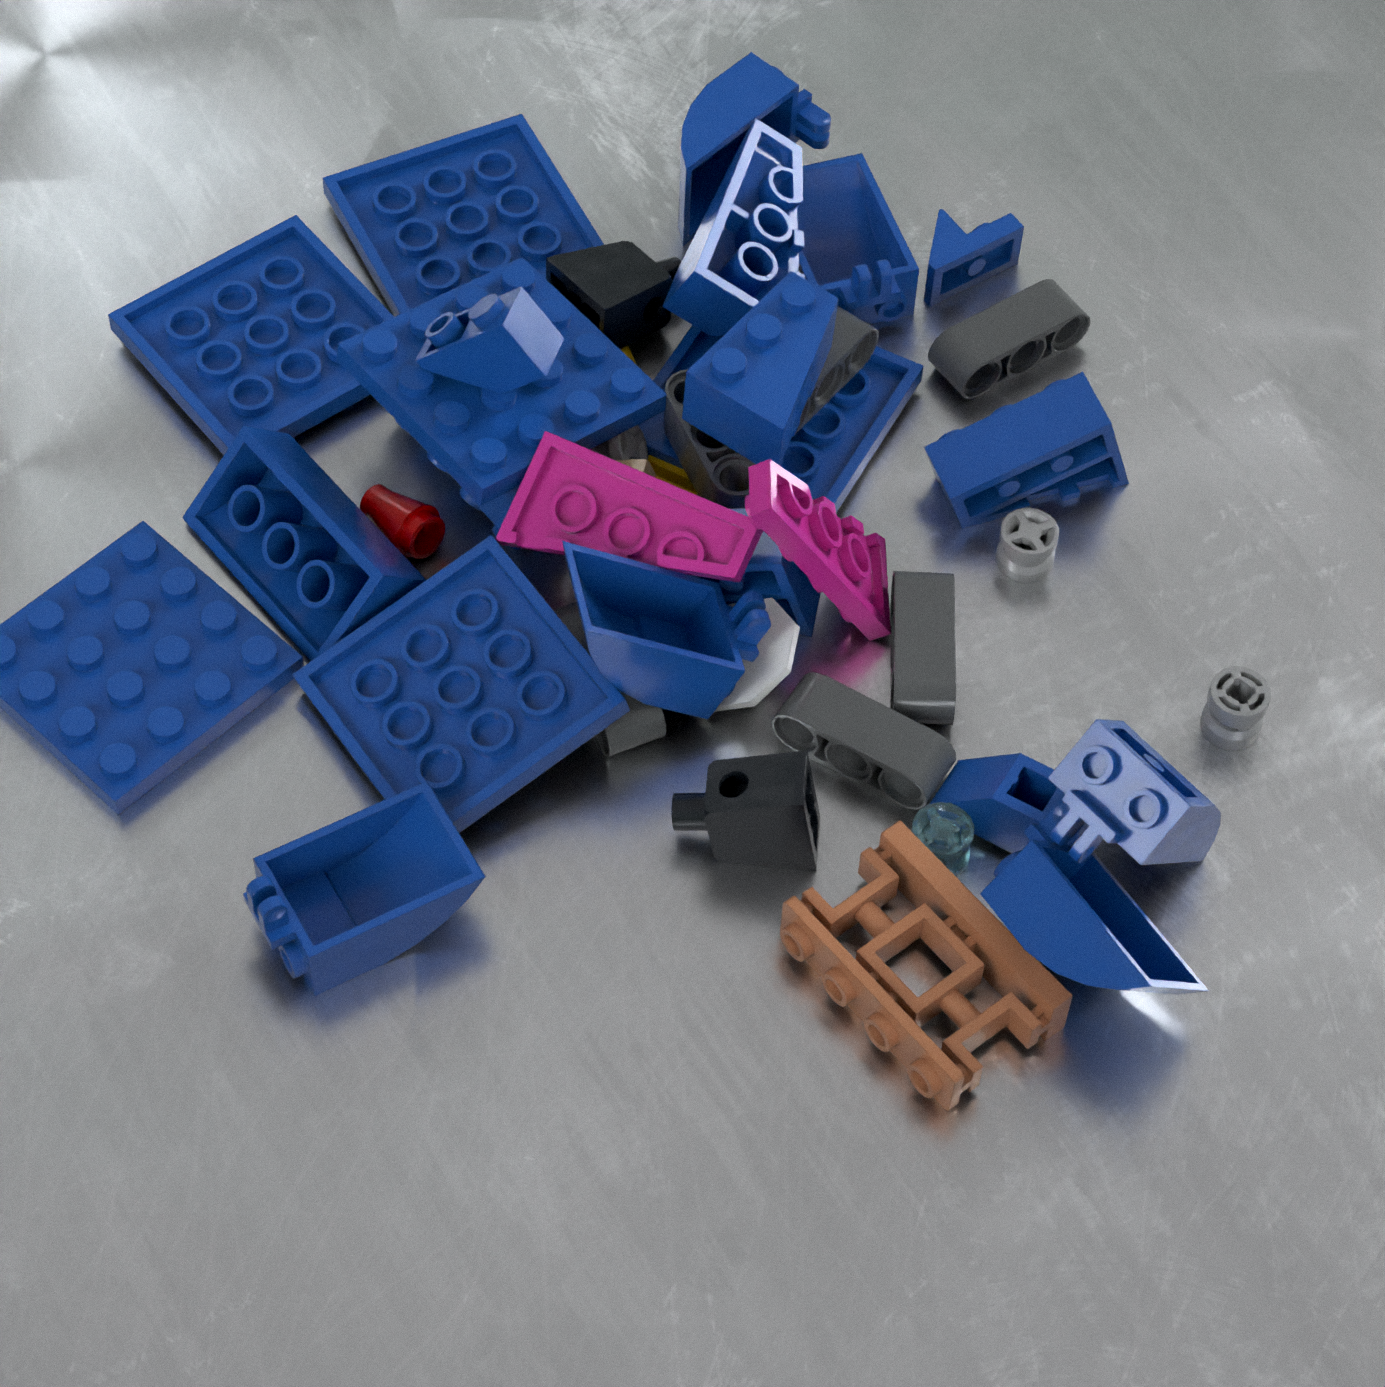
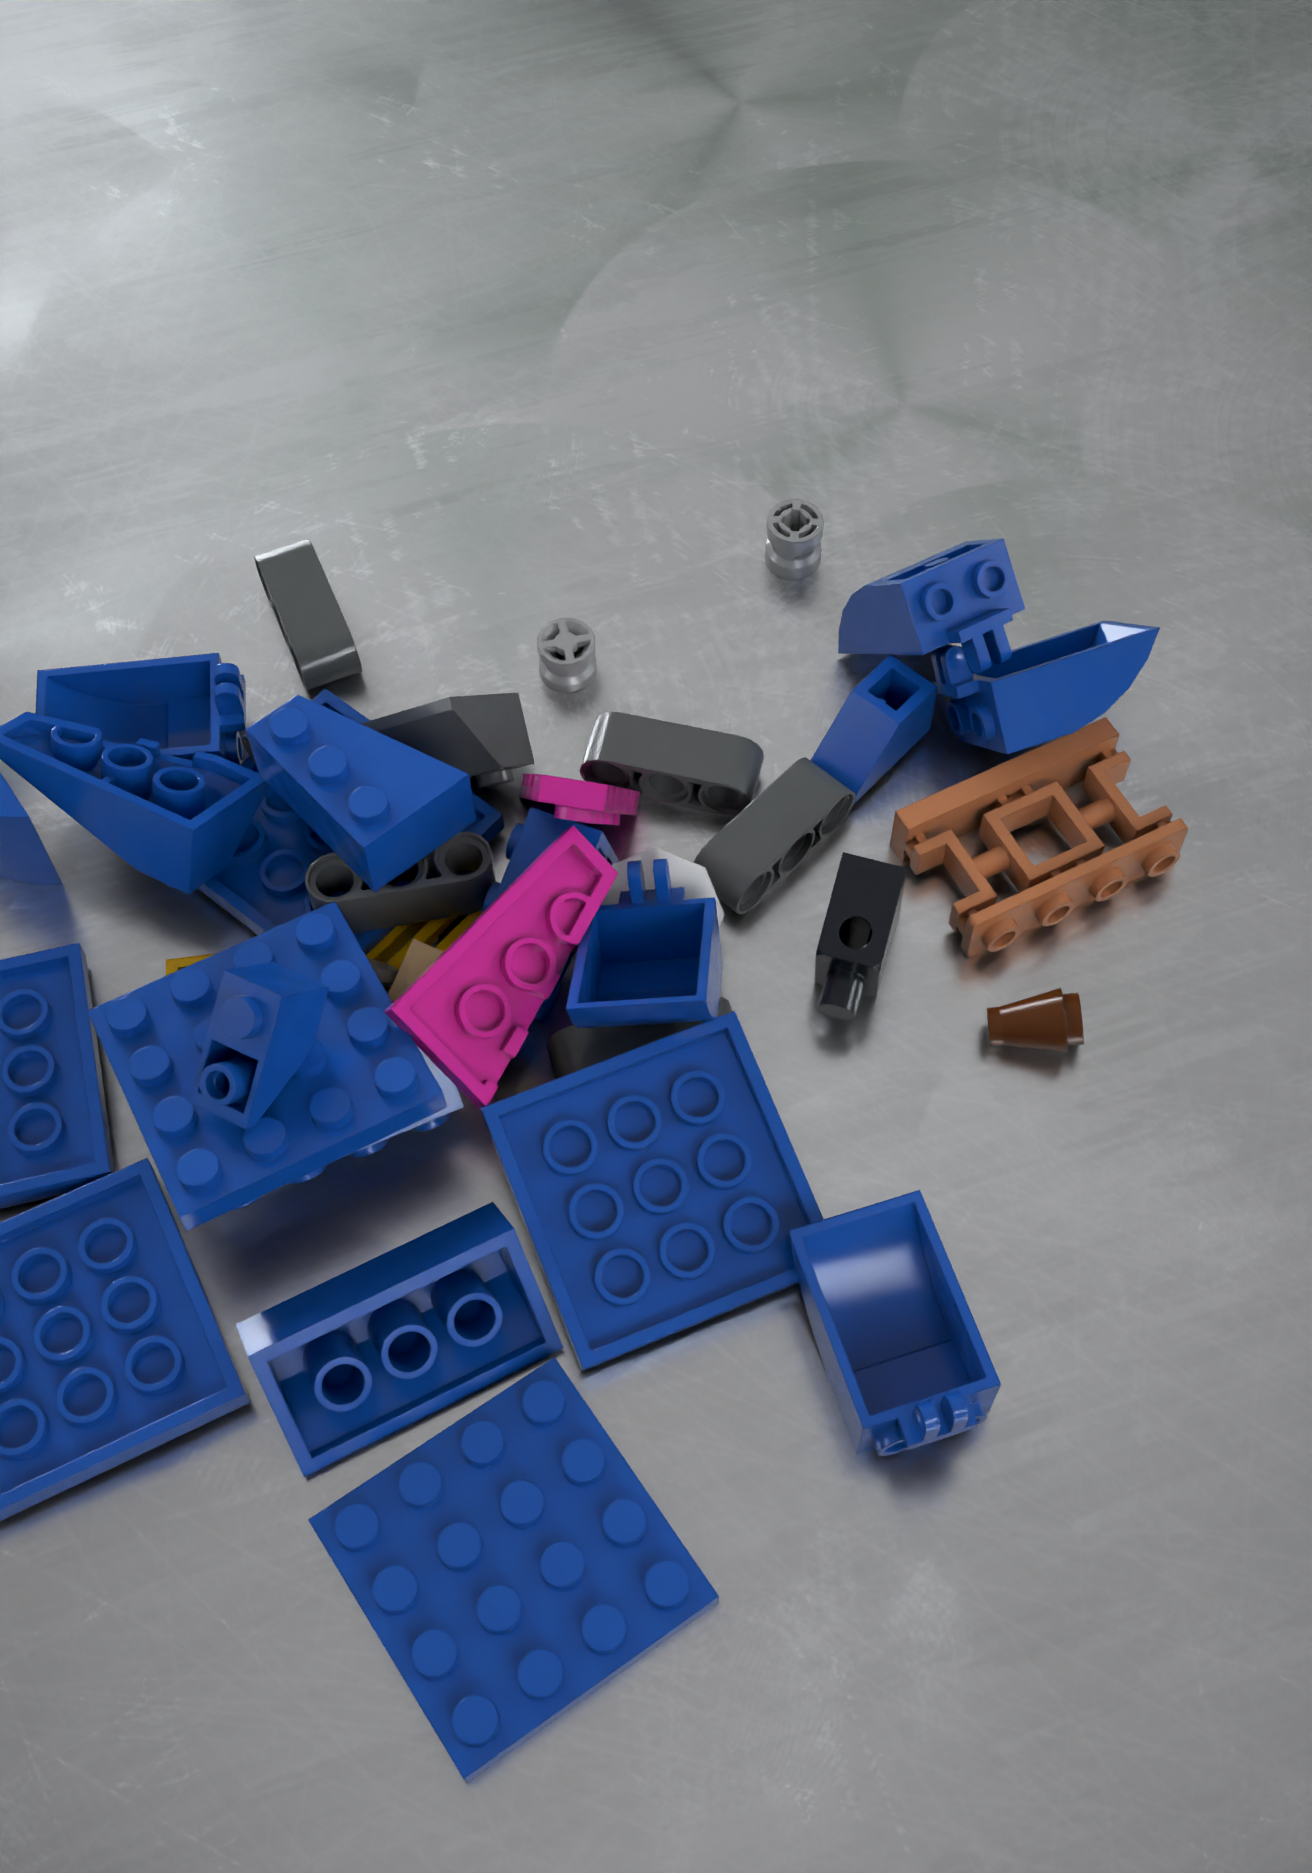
camera: 75 degrees left, 5 degrees up
(406, 522) = (385, 1222): red cone -> none
(616, 288) = (129, 939): black torso -> none
(709, 991) = (1038, 1022): none -> reddish brown cone
(884, 464) = (471, 733): none -> dark grey slope
(947, 827) = (896, 777): clear light blue wheel -> none
(968, 259) = (183, 627): blue slope -> none
(1028, 453) = (466, 613): blue wedge -> none

